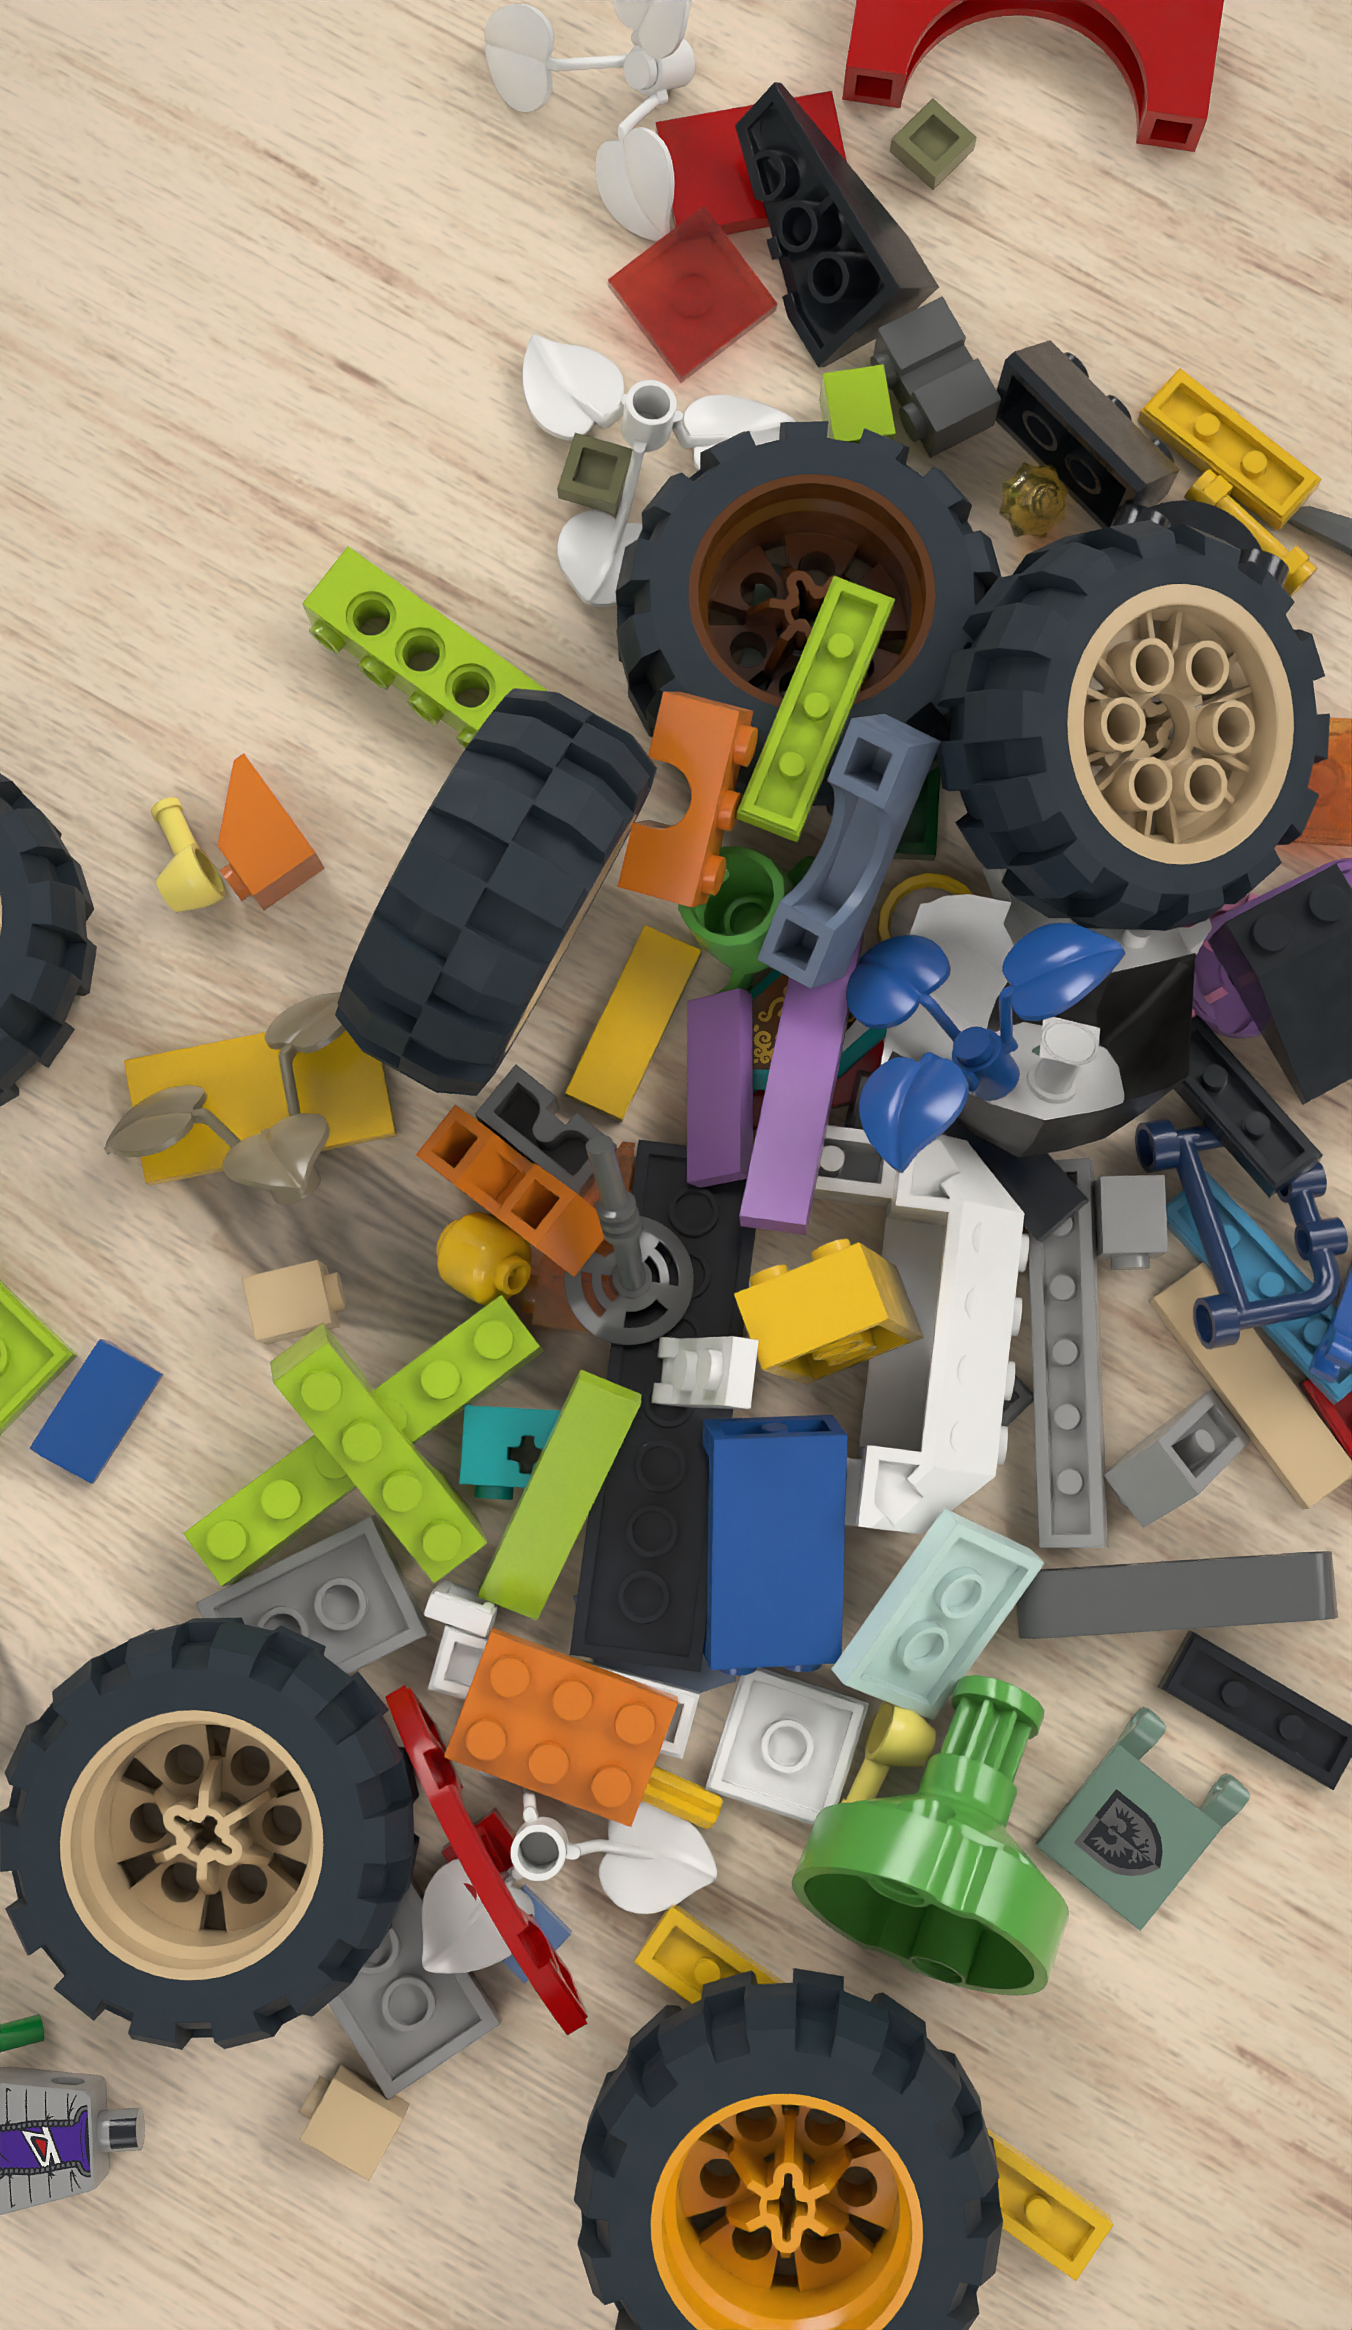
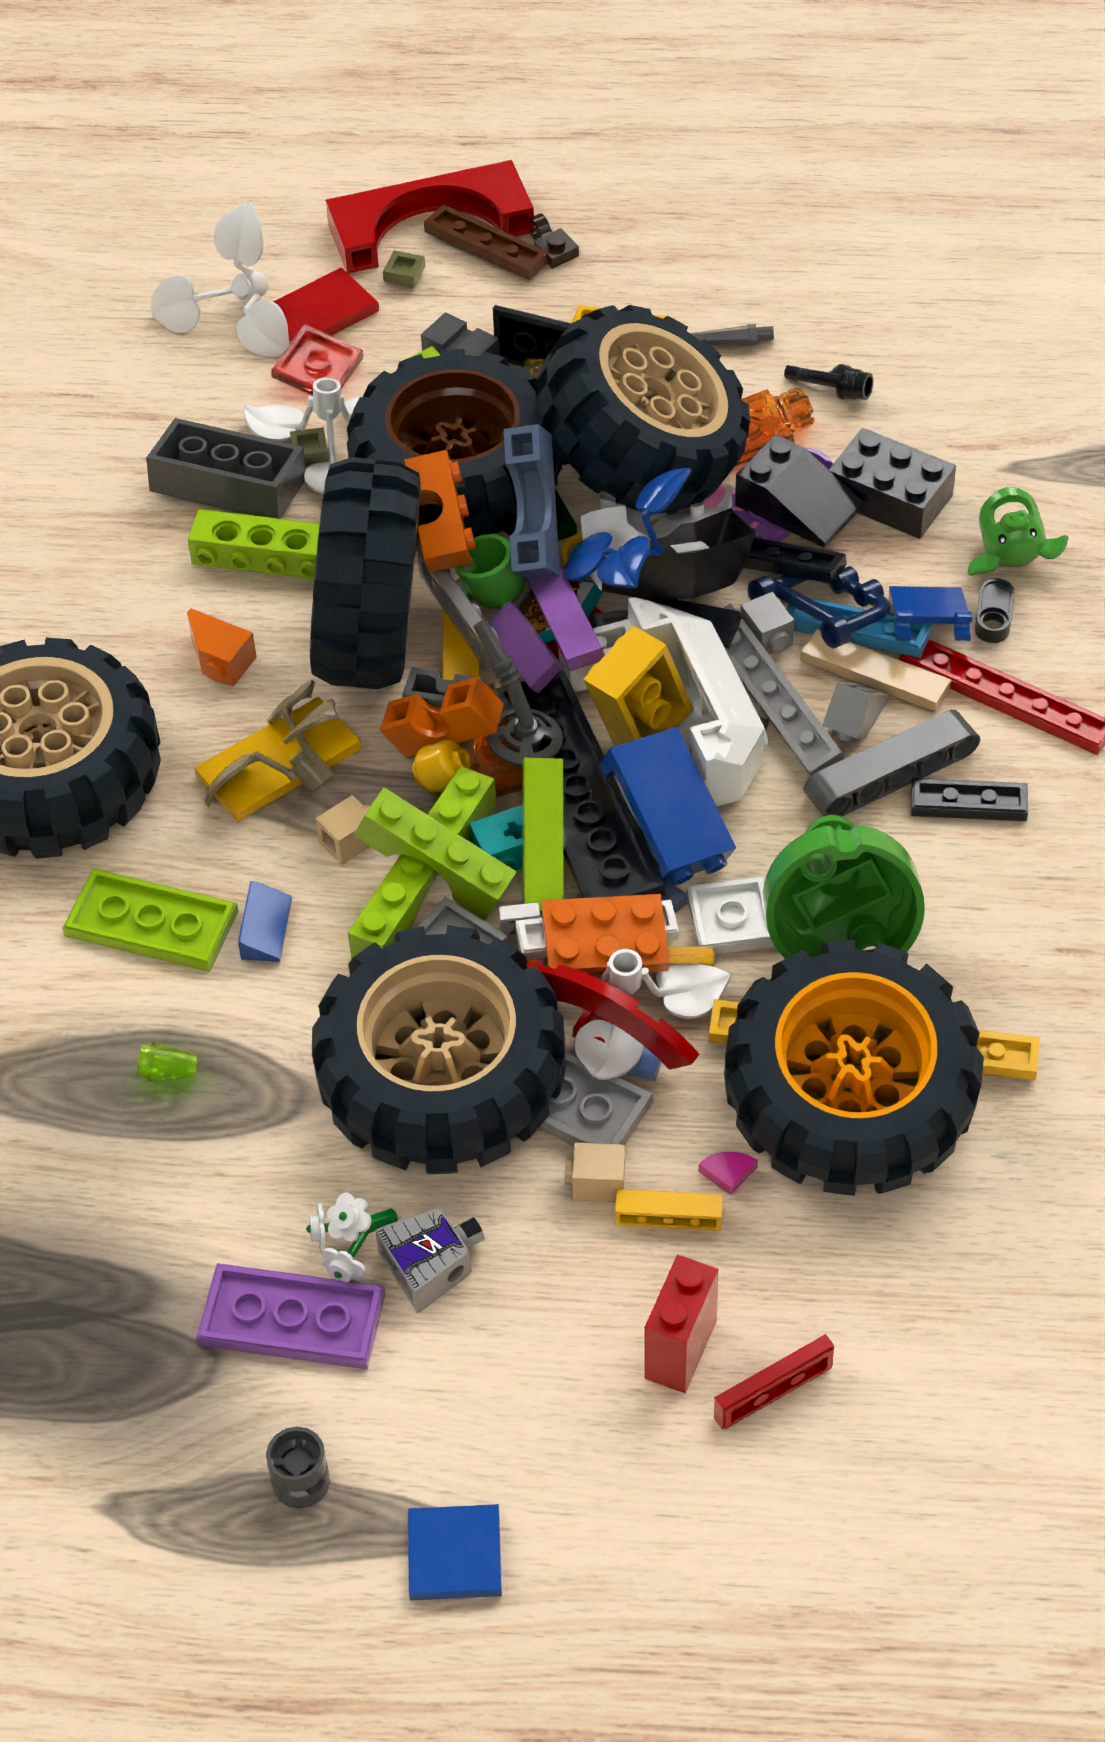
camera: 25 degrees left, 30 degrees down
(190, 877) = (187, 677): light yellow bar -> none
(428, 2229) = (668, 1209): none -> yellow piece
(435, 469) = (226, 469): none -> dark grey brick
(543, 2199) = (728, 1169): none -> dark pink tile
(662, 988) = (454, 601): none -> light grey plate
(706, 1372) = (588, 734): white plate -> none
(815, 709) = (482, 454): lime tile -> none
(835, 242) = (376, 317): black wedge -> none
(937, 1615) = (771, 800): light aqua plate -> none
(1098, 145) = (486, 241): none -> reddish brown plate
(1134, 1832) = (946, 872): sand green flag -> none
(1208, 205) = (557, 243): none -> dark brown plate

